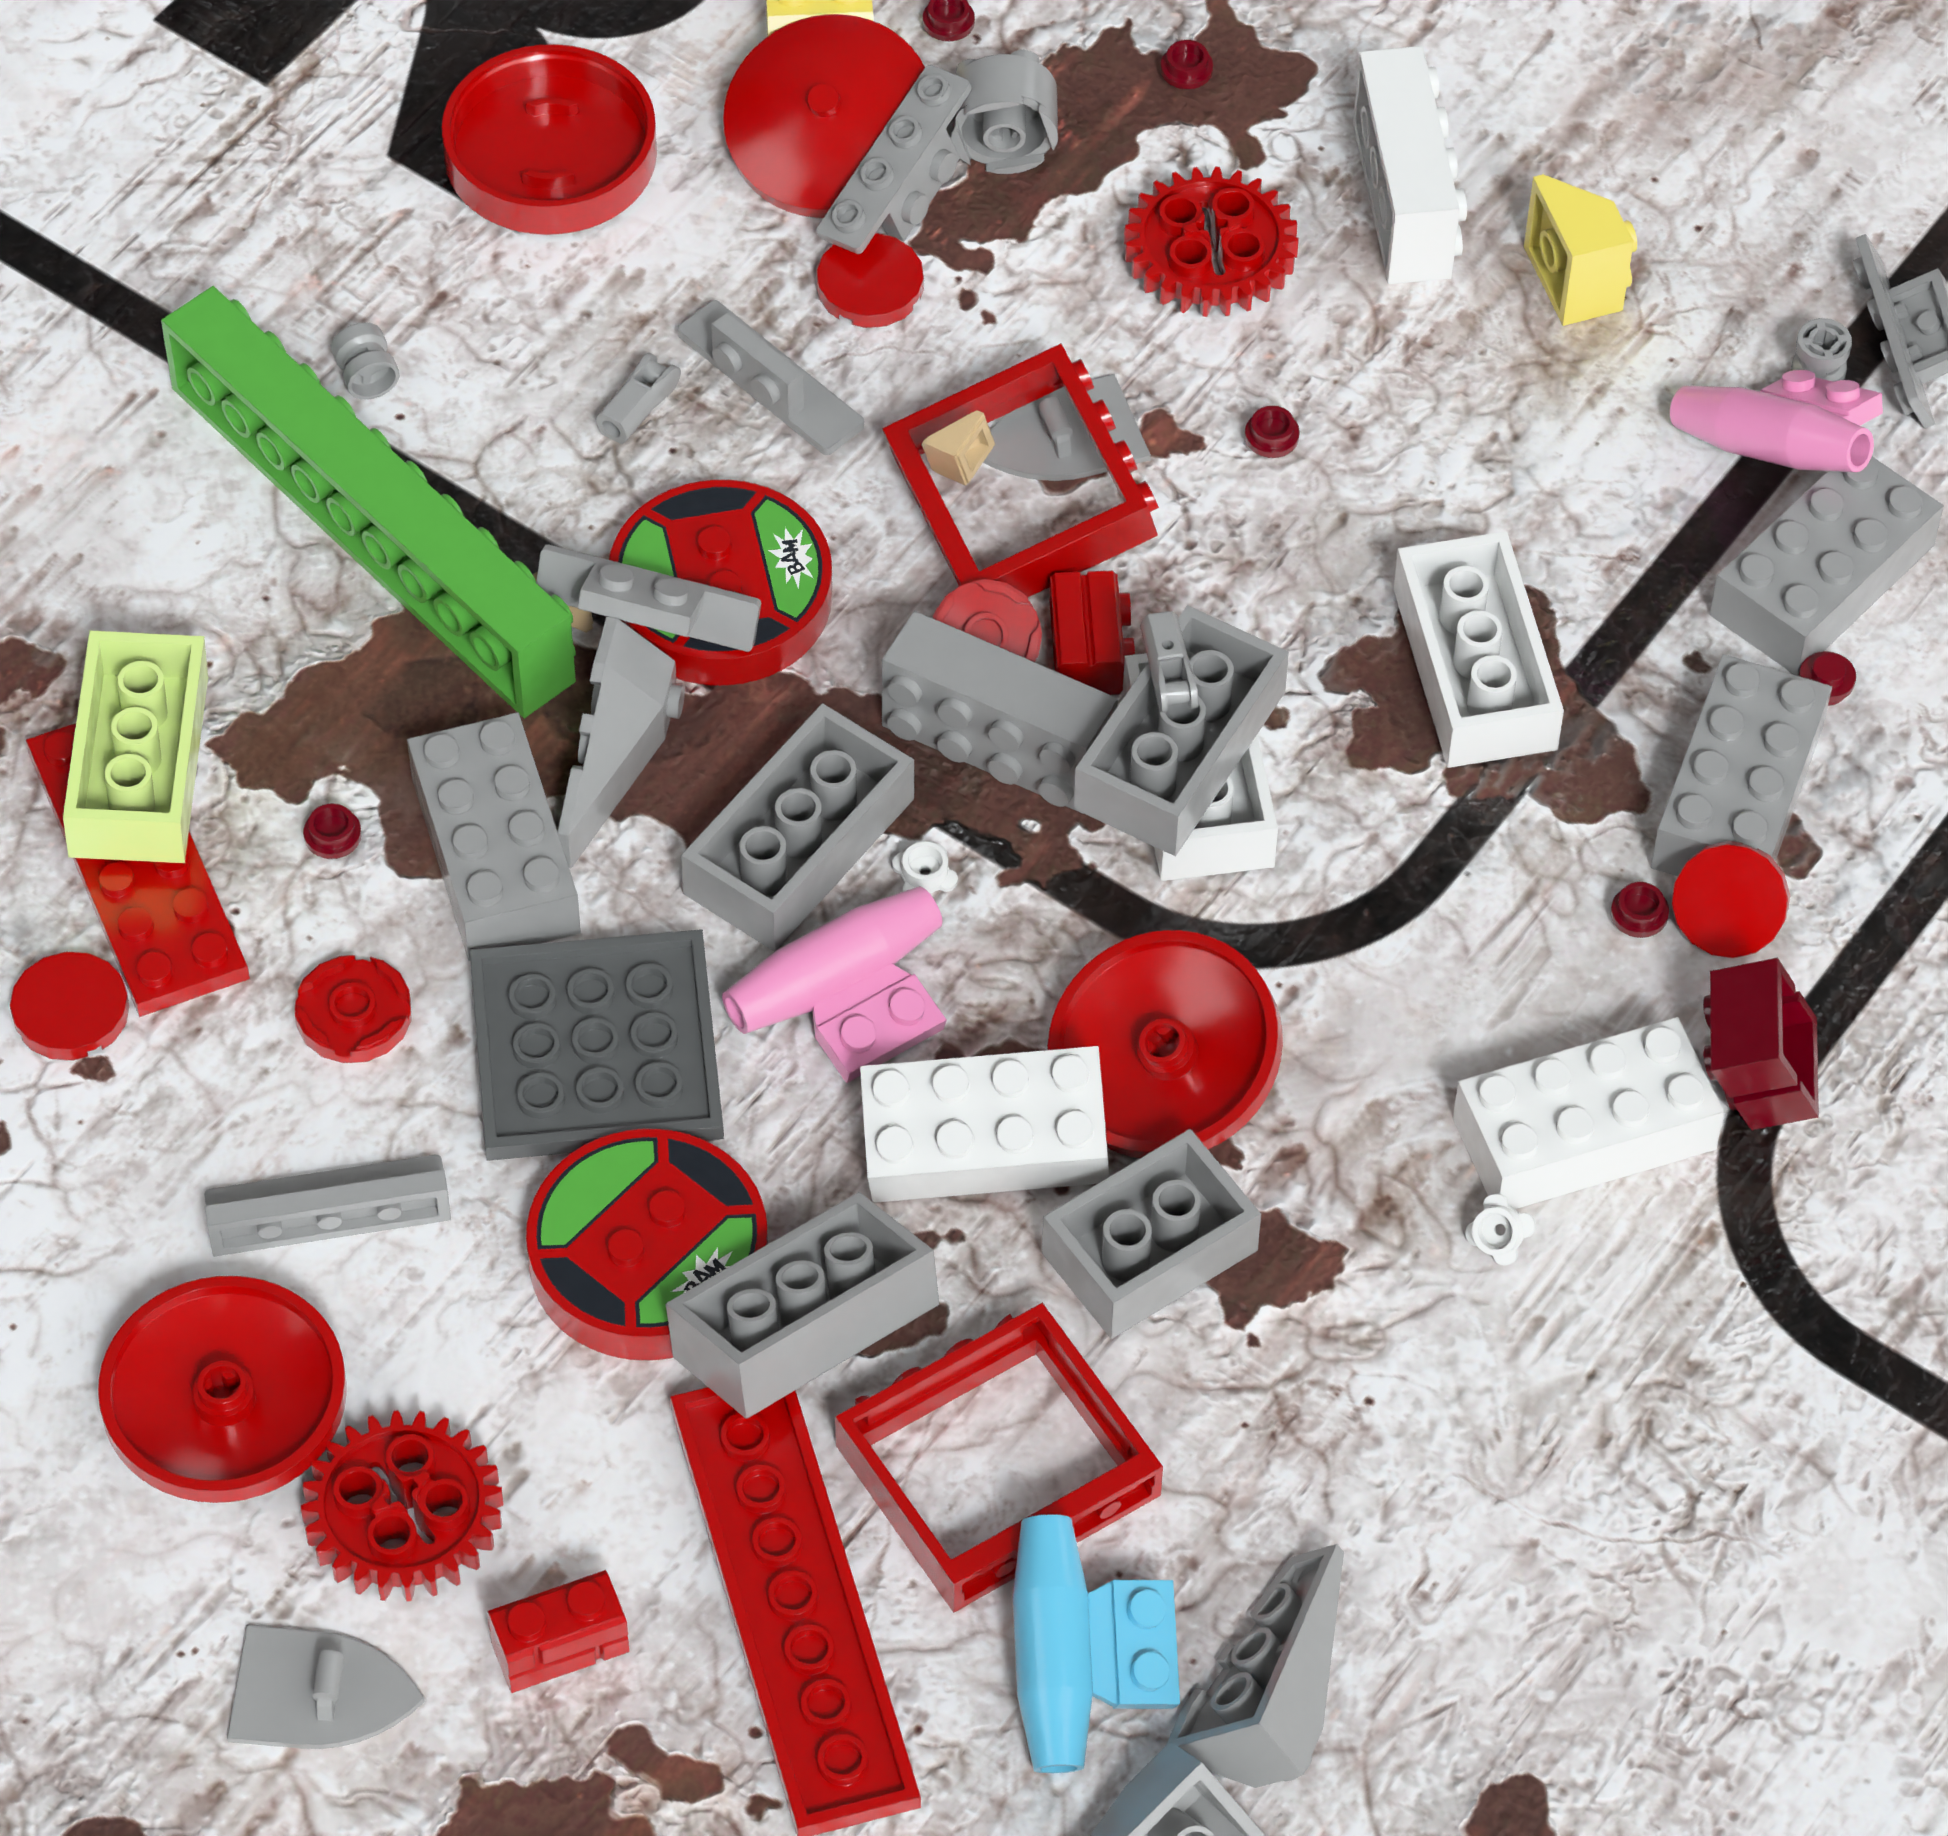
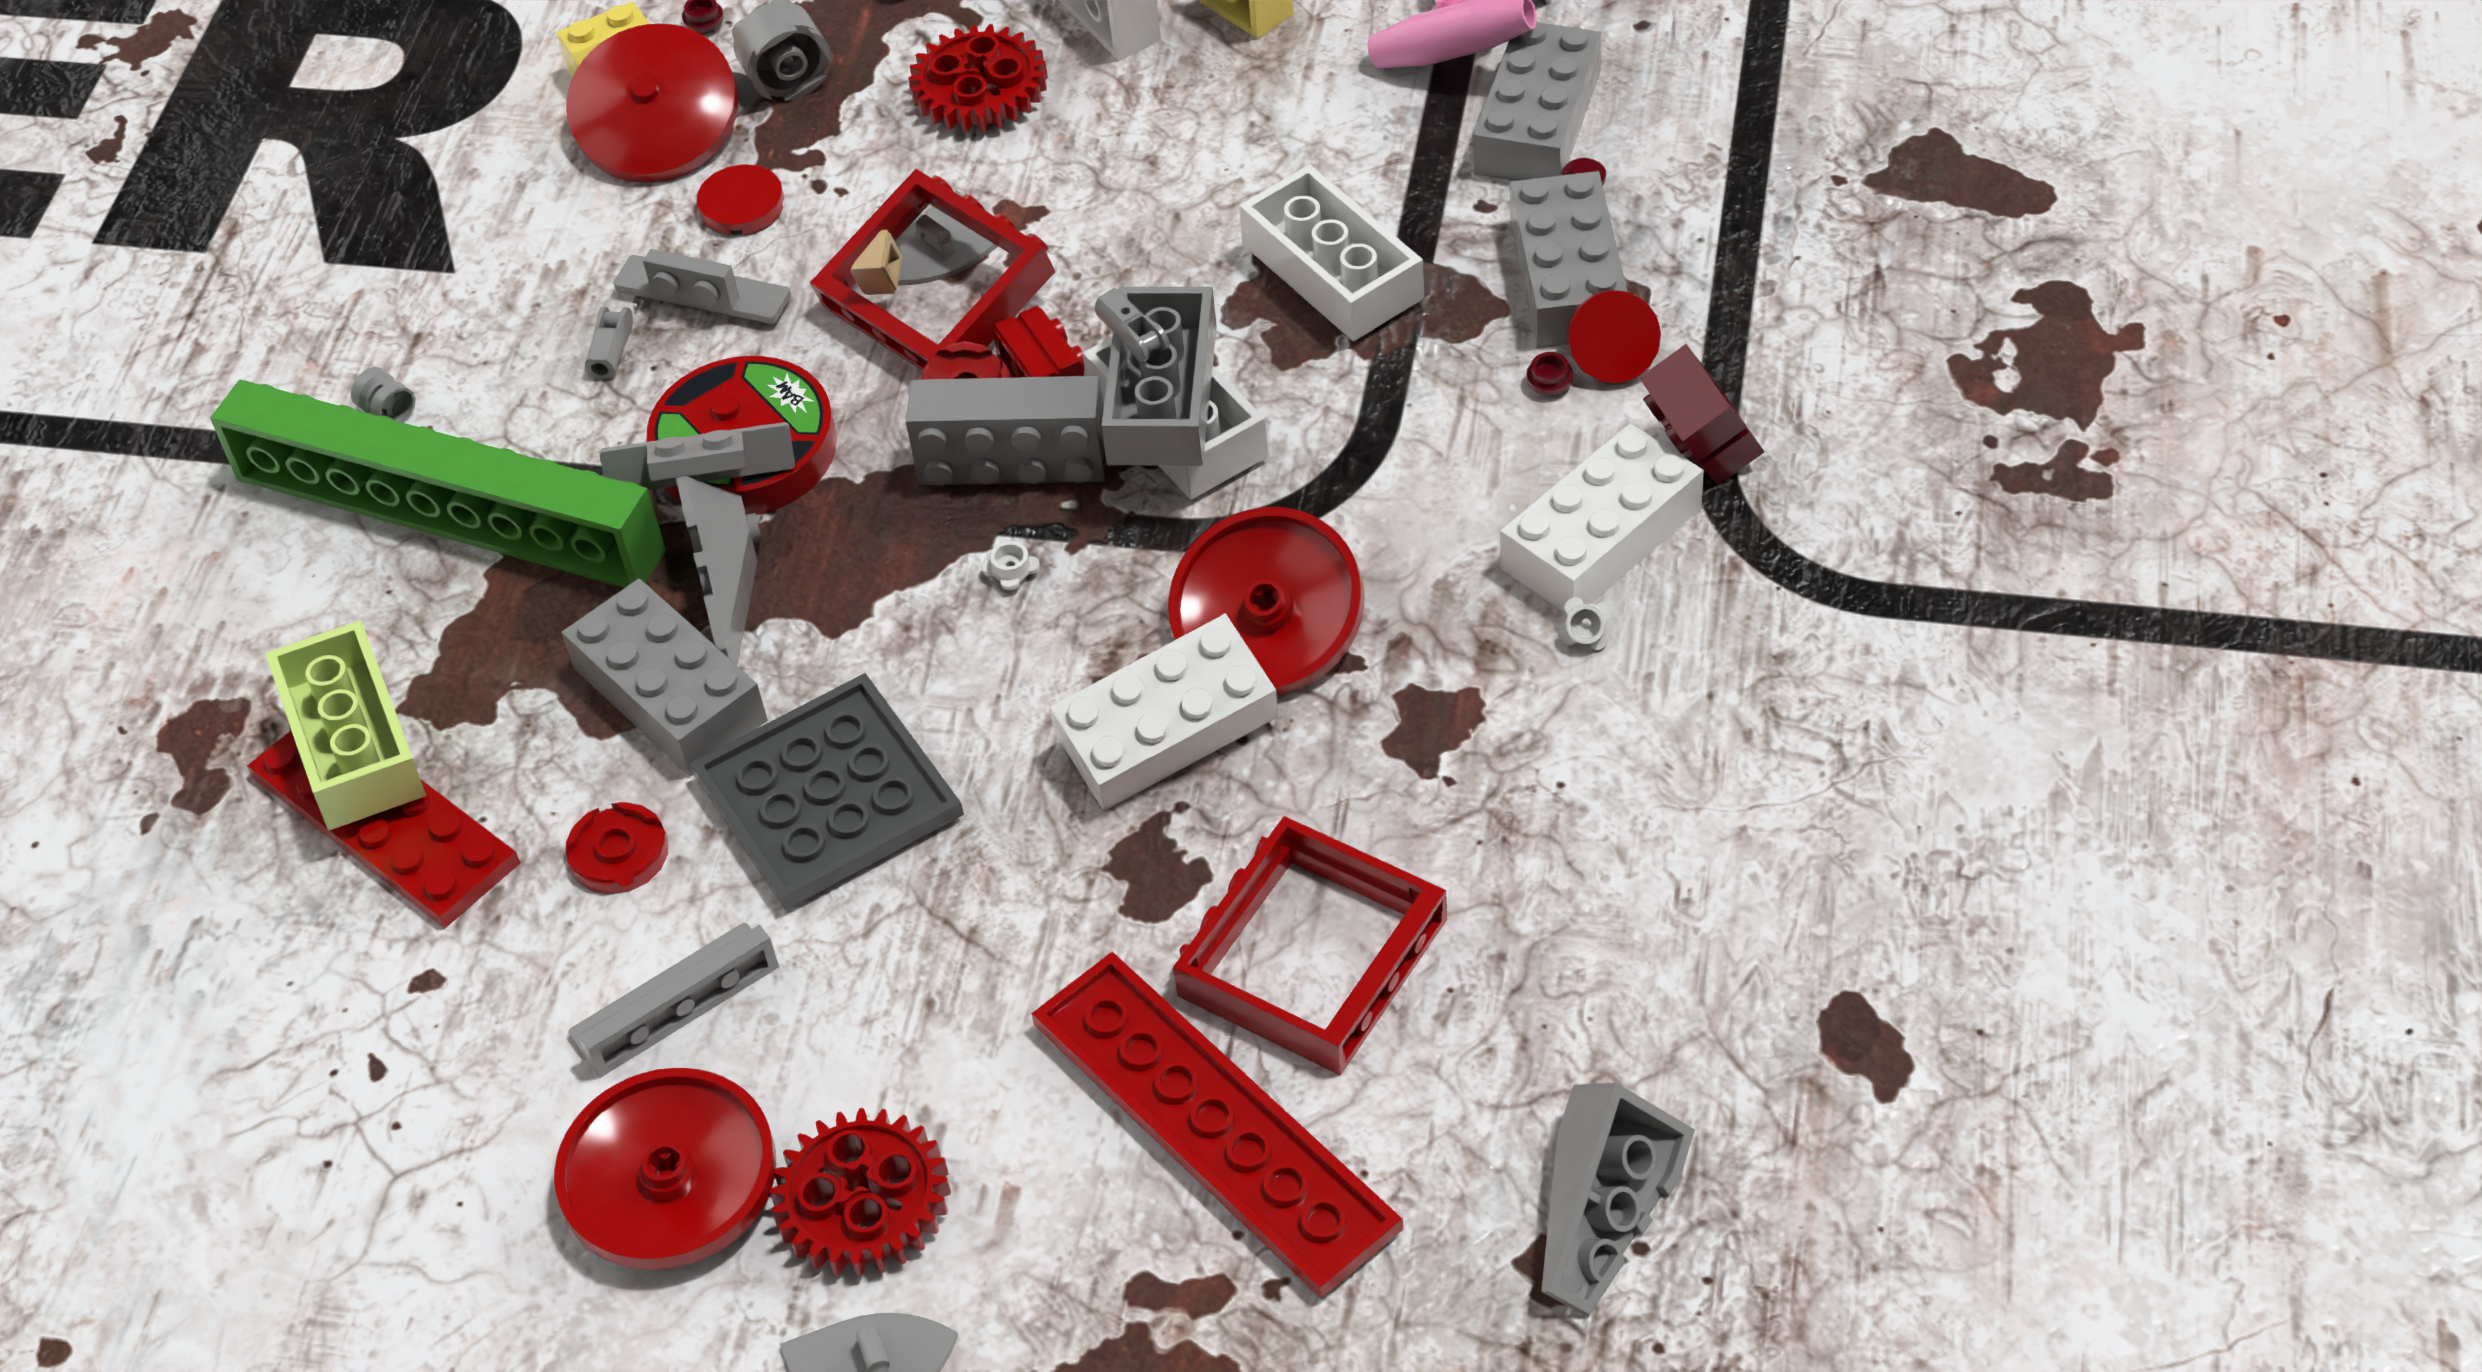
camera: 20 degrees left, 5 degrees down
(69, 1005) = (383, 943): red tile -> none
(332, 831) = (531, 728): dark red plate -> none
(549, 139) = (446, 199): red brick -> none
(558, 1631) = (1041, 1227): red brick -> none
(634, 1228) = (948, 914): brick -> none
(798, 827) = (899, 571): light grey brick -> none
(802, 1304) = (1101, 897): light grey brick -> none
(849, 981) = (997, 660): bright pink plate -> none
(901, 167) = (725, 111): light grey bracket -> none
(1084, 1644) = (1462, 1046): medium azure plate -> none
(1150, 1233) = (1334, 734): light grey brick -> none
(1272, 432) = (1094, 179): dark red plate -> none
(1273, 1687) = (1618, 1009): light grey wedge -> none

